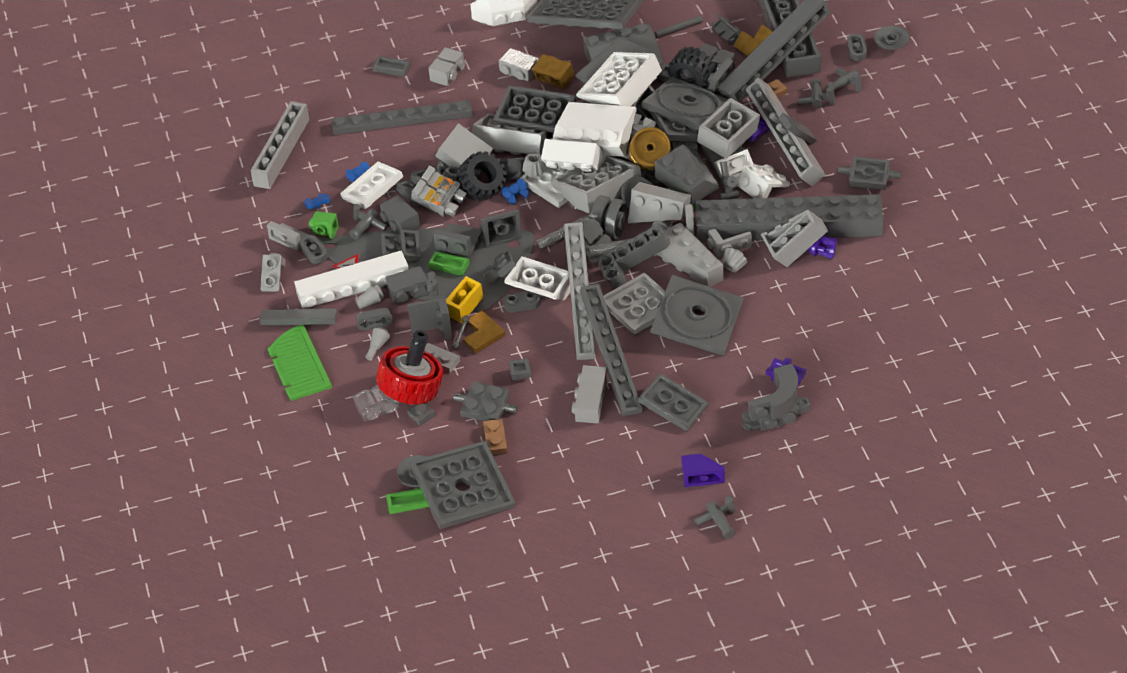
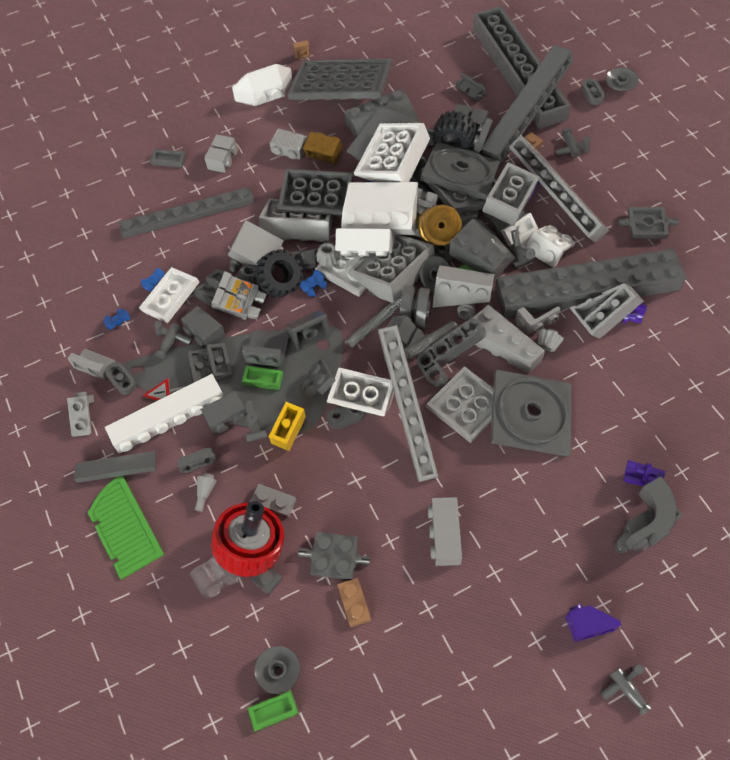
camera: 10 degrees left, 15 degrees up
(280, 145) = (70, 260): light grey brick -> none
(324, 224) = (127, 347): bright green brick -> none
(369, 297) = (187, 432): light grey cone -> none
(430, 315) = (255, 452): dark grey bracket -> none
(466, 319) = (293, 448): dark grey hinge -> none
(468, 465) = (362, 690): dark grey piece -> none
(486, 332) = (318, 461): pearl gold tile -> none
(520, 369) = (363, 506): dark grey plate -> none
(610, 350) = (457, 475): dark grey plate -> none
(673, 402) = (536, 530): dark grey tile -> none
(679, 26) = (422, 90): dark grey bar -> none
(689, 218) = (497, 300): light grey tile -> none
(748, 44) = (502, 102): pearl gold tile -> none
(797, 128) = (572, 185): dark grey tile -> none
(846, 78) = (594, 124): dark grey piece -> none

